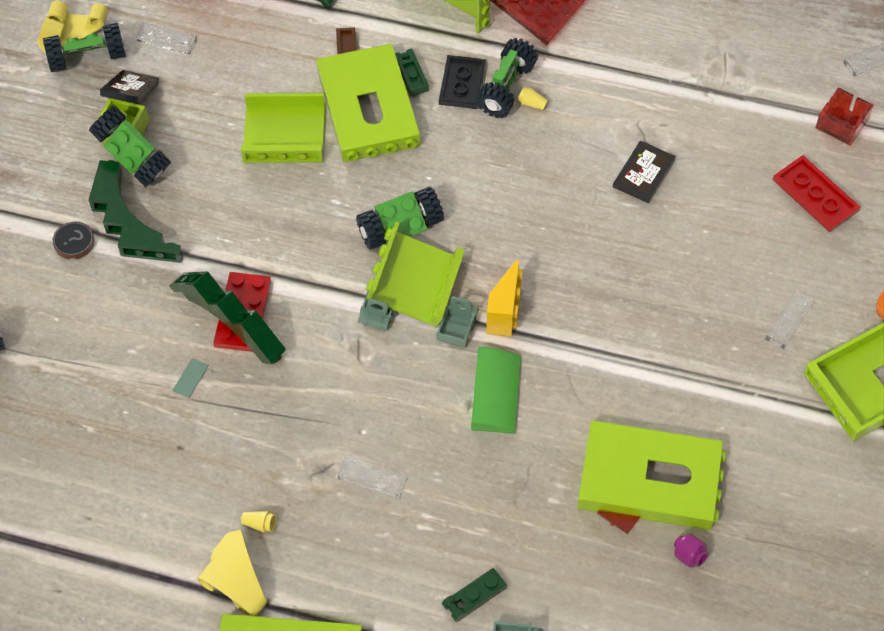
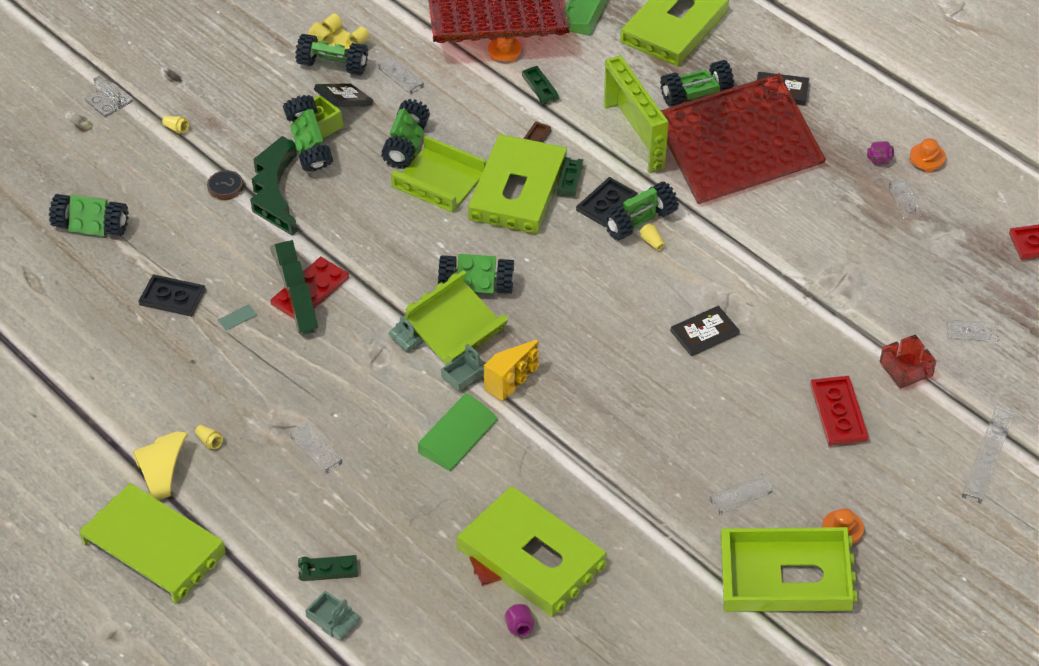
camera: 30 degrees right, 10 degrees down
(106, 387) = (172, 295): none -> black tile
(229, 118) = (406, 134): none -> plate

